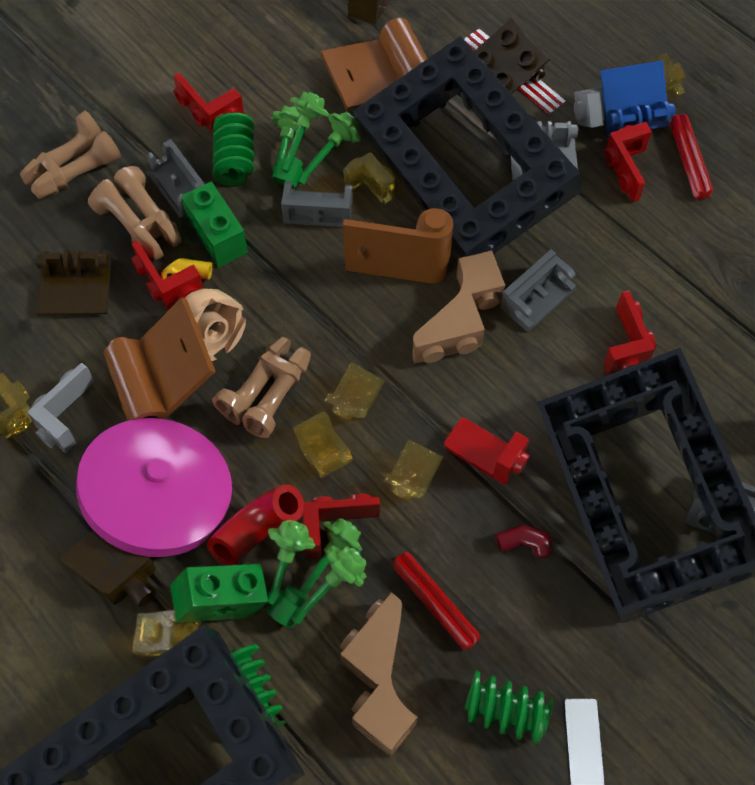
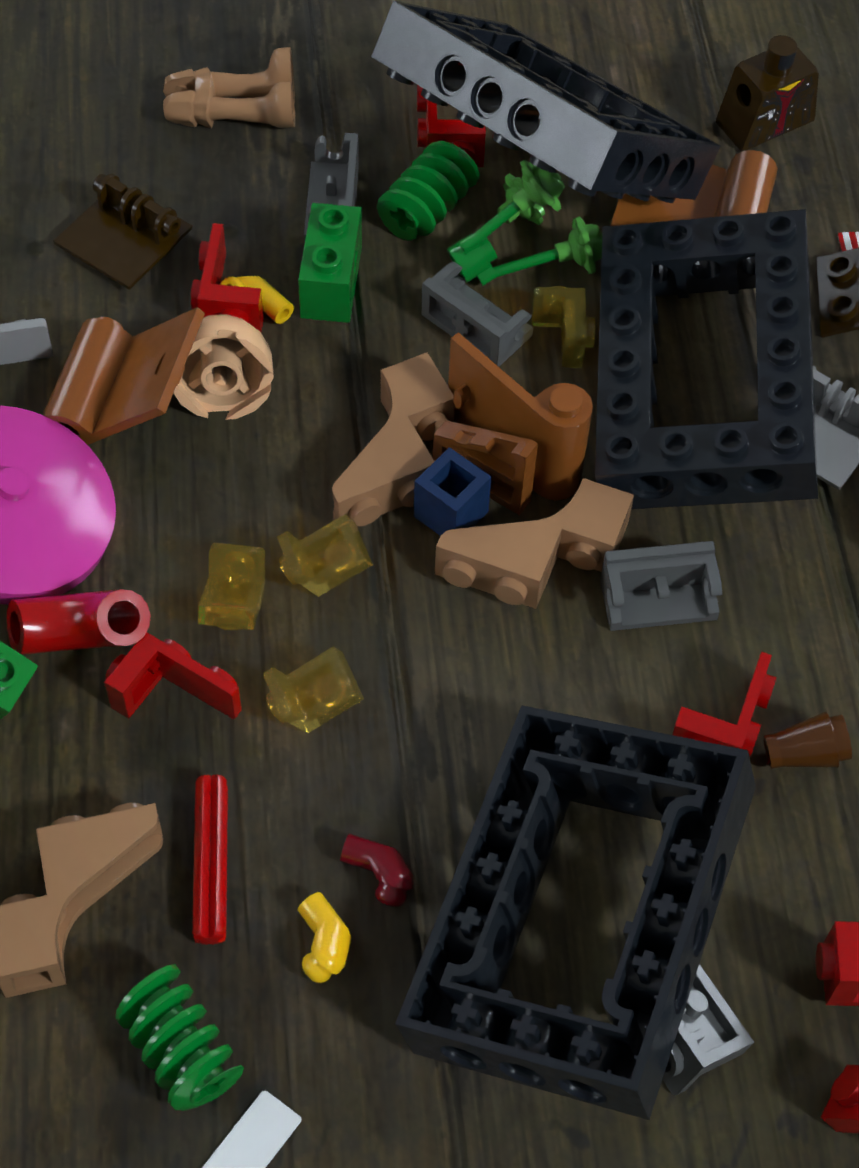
camera: 35 degrees right, 5 degrees down
(131, 182) = (233, 162): medium nougat piece -> none
(259, 419) = (270, 463): medium nougat piece -> none
(322, 56) = (586, 123): none -> black brick
(342, 552) = (116, 722): bright green plant -> none
(352, 315) = (391, 462): none -> medium nougat arch
(397, 314) = (451, 493): none -> dark blue brick
(399, 282) = (503, 456): none -> dark orange wing
(488, 451) = (424, 731): red bracket -> none
(534, 595) = (330, 940): none -> yellow arm
(677, 322) = (811, 743): none -> reddish brown cone

